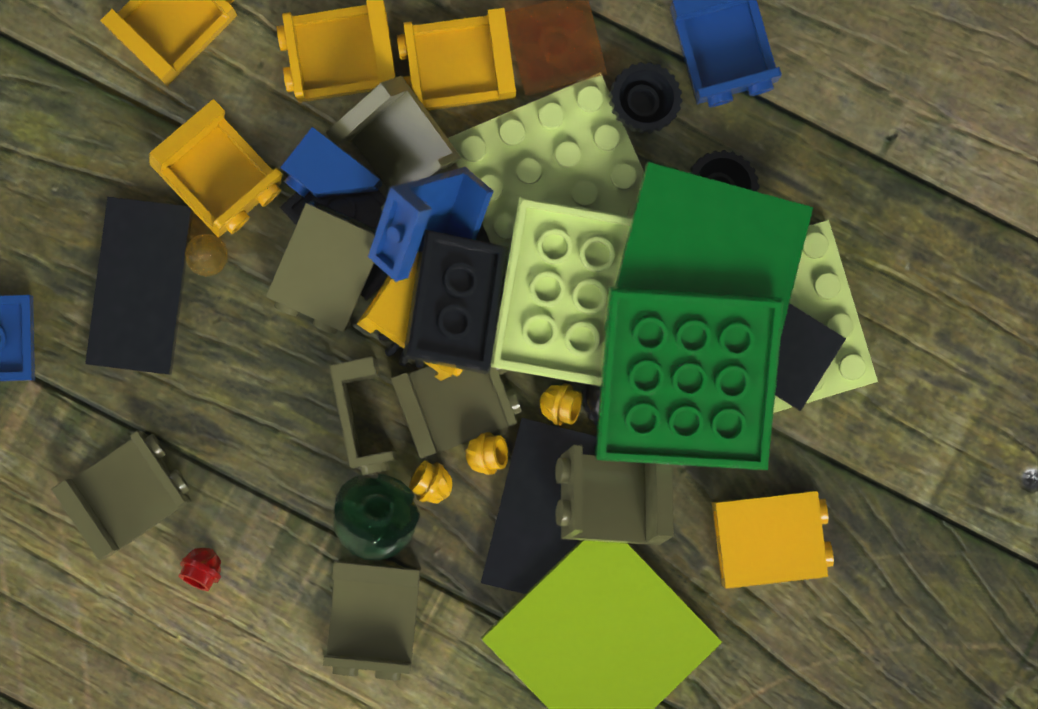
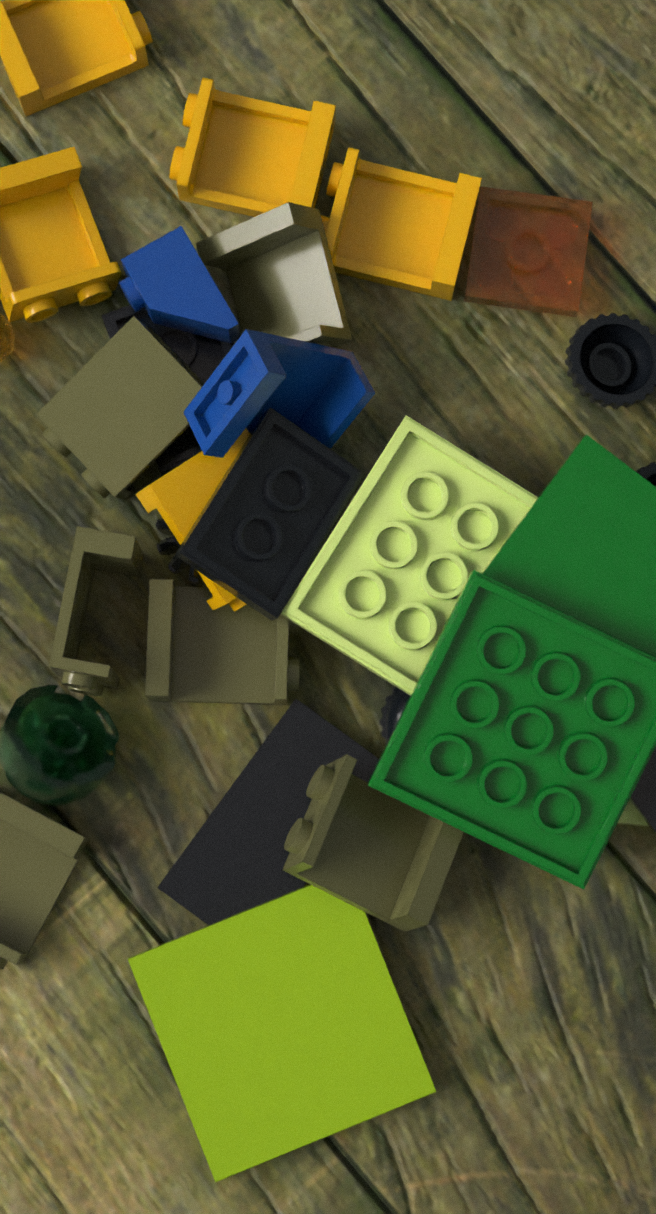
camera: 25 degrees right, 5 degrees down
(431, 482) = (147, 734): yellow plate -> none
(487, 453) = (233, 725): yellow plate -> none
(555, 152) = (475, 379): yellowish green plate -> none
(561, 404) = (353, 701): yellow plate -> none
(772, 539) = (554, 983): yellow panel -> none

